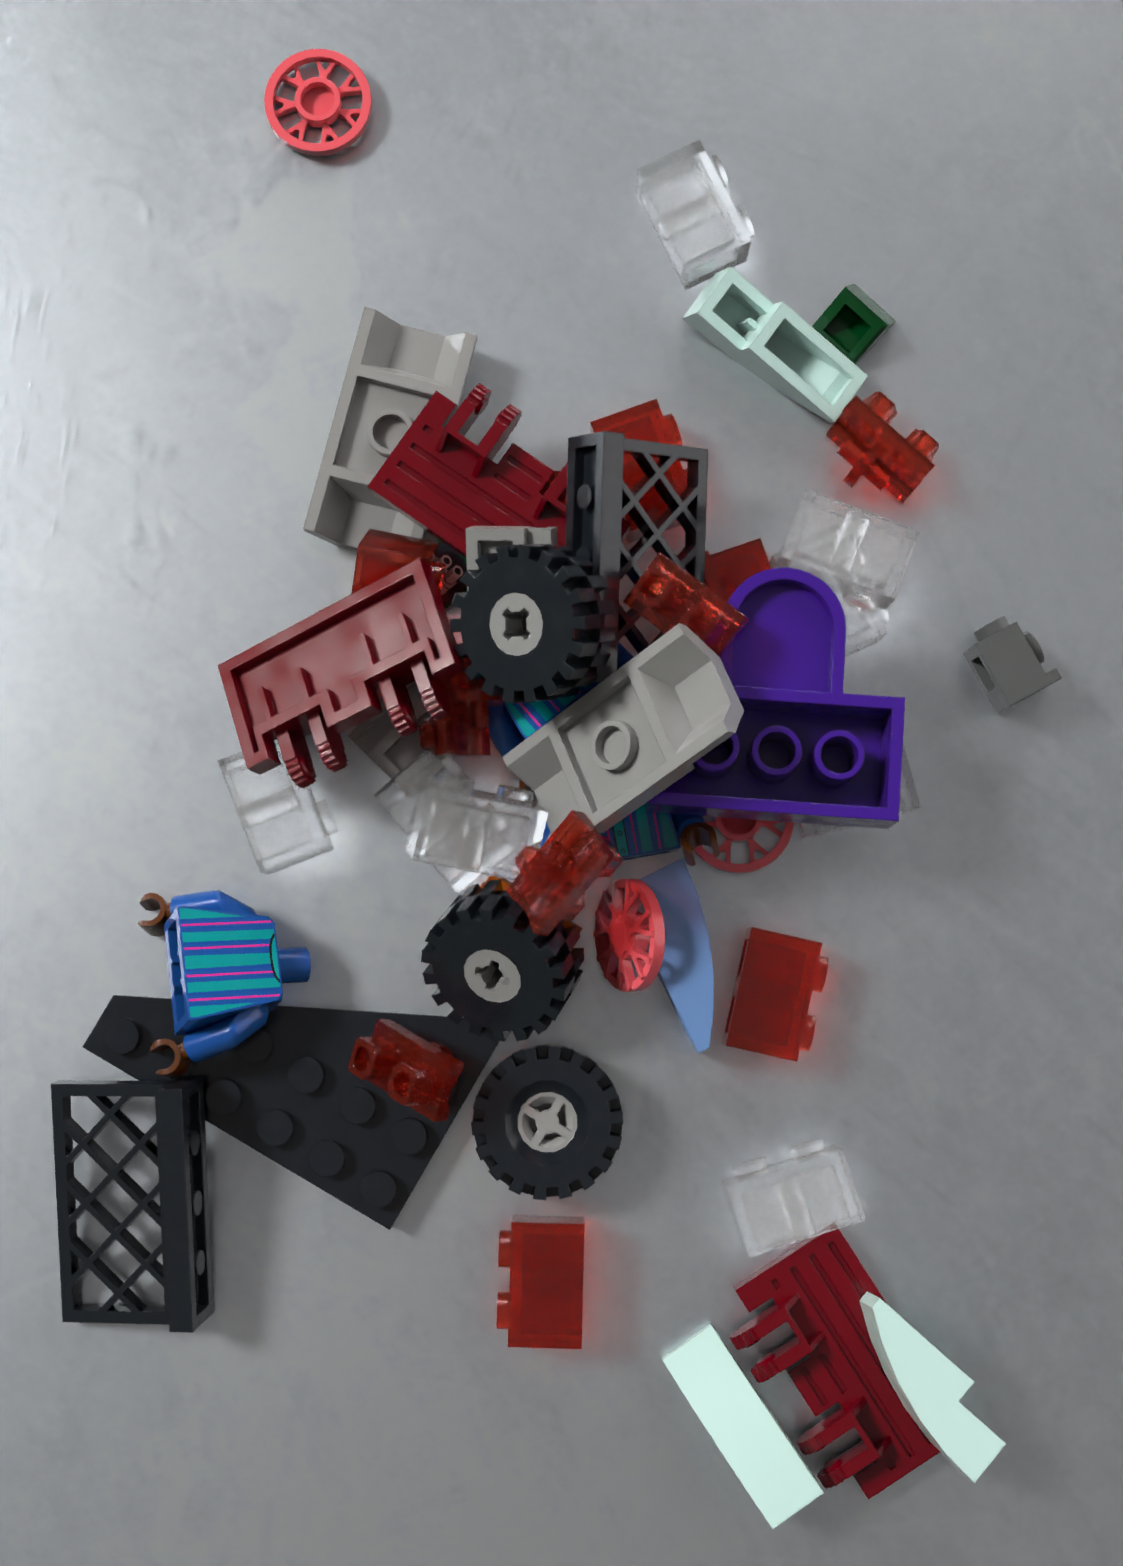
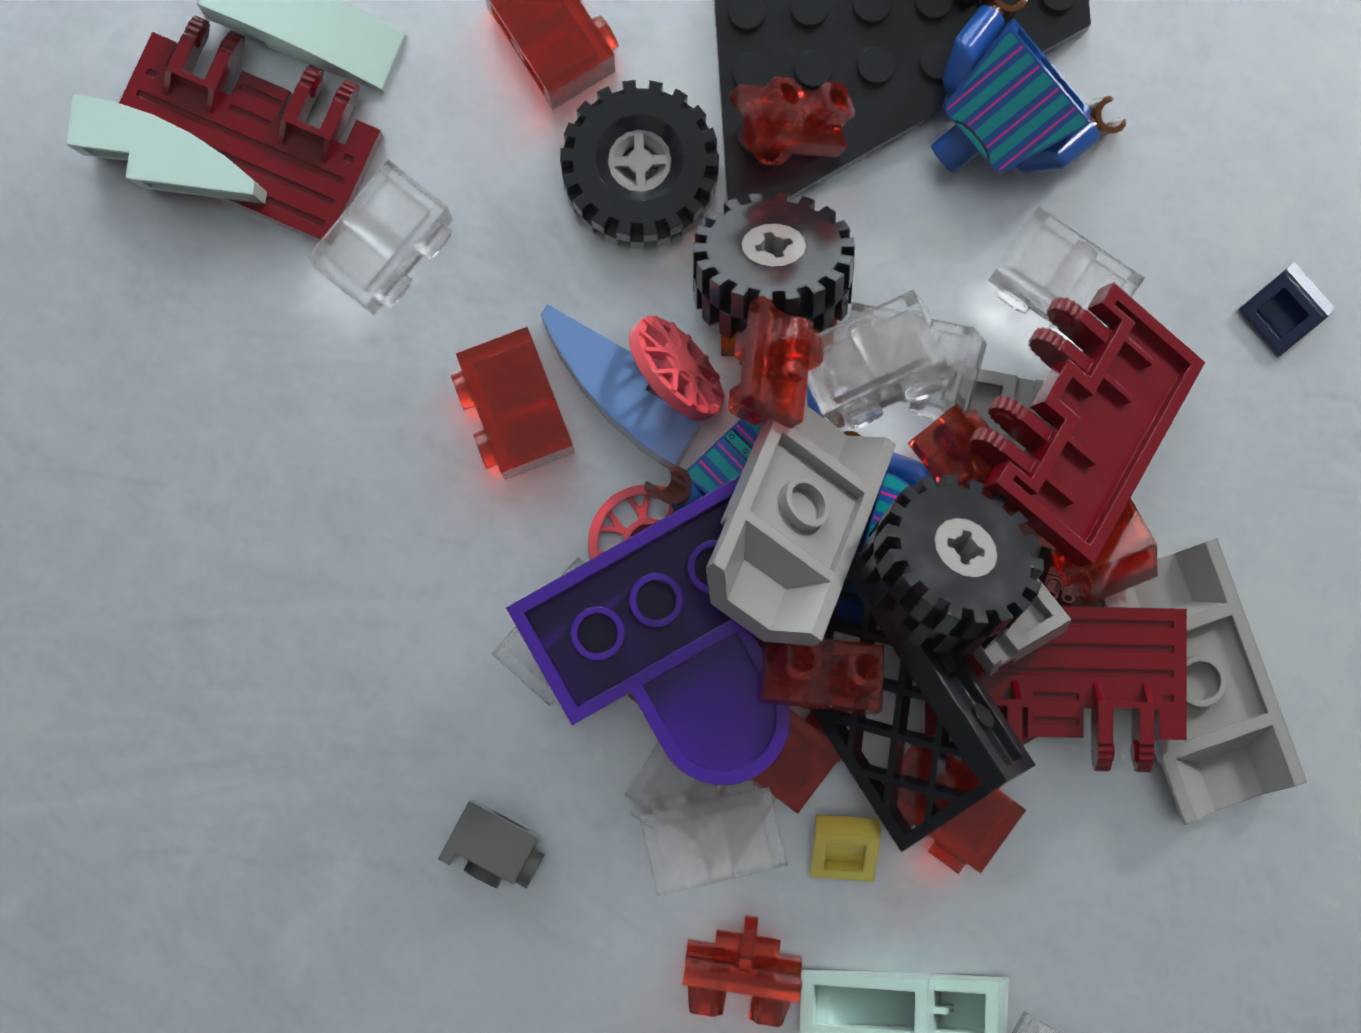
camera: 140 degrees right, 0 degrees up
(120, 671) = (1287, 309): none -> dark blue slope
(741, 489) = (845, 847): none -> light yellow plate

